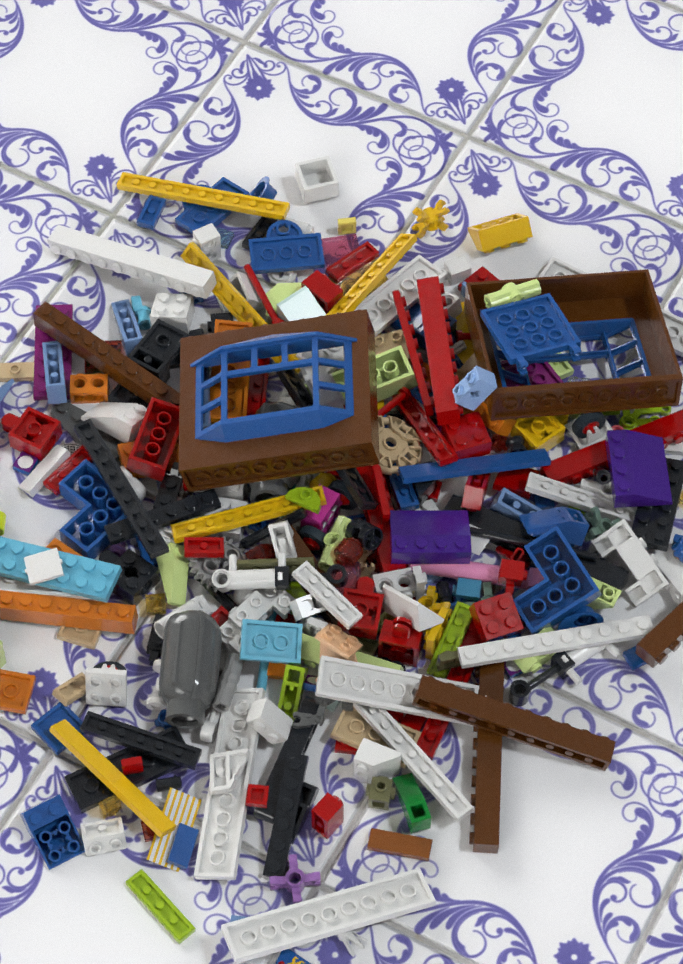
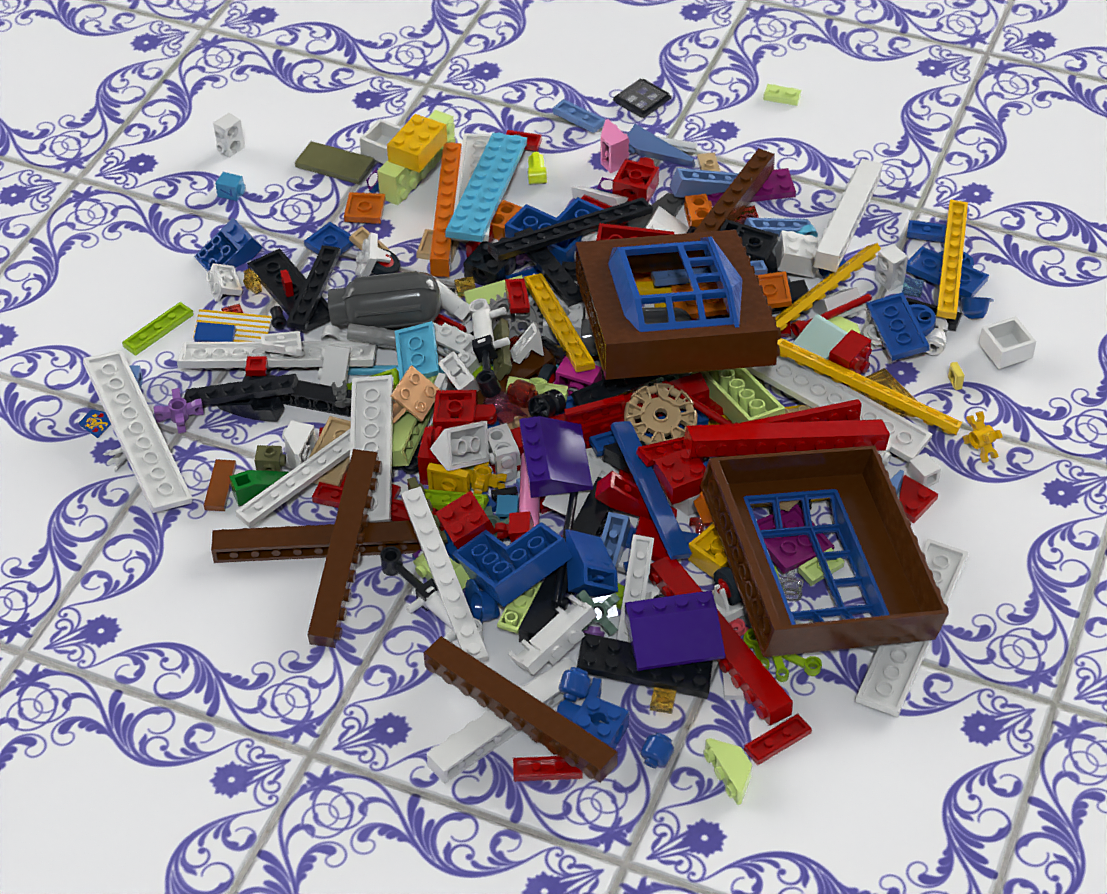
camera: 85 degrees right, 10 degrees down
(43, 566) = (476, 190): white piece -> none
(113, 778) = (271, 274): yellow tile -> none
(305, 498) = (574, 350): lime plate -> none
(327, 595) = (461, 373): white tile -> none
(327, 815) = (240, 420): red brick -> none
(338, 247) = (923, 379): clear pink tile -> none
(352, 262) = (907, 383): red tile -> none
(474, 388) = (716, 443): light blue brick -> none
(501, 232) = (989, 504): yellow slope -> none
(512, 293) = (860, 477): yellowish green piece -> none
(515, 444) = (690, 529): black wheel -> none
(531, 330) = (808, 490): blue plate -> none

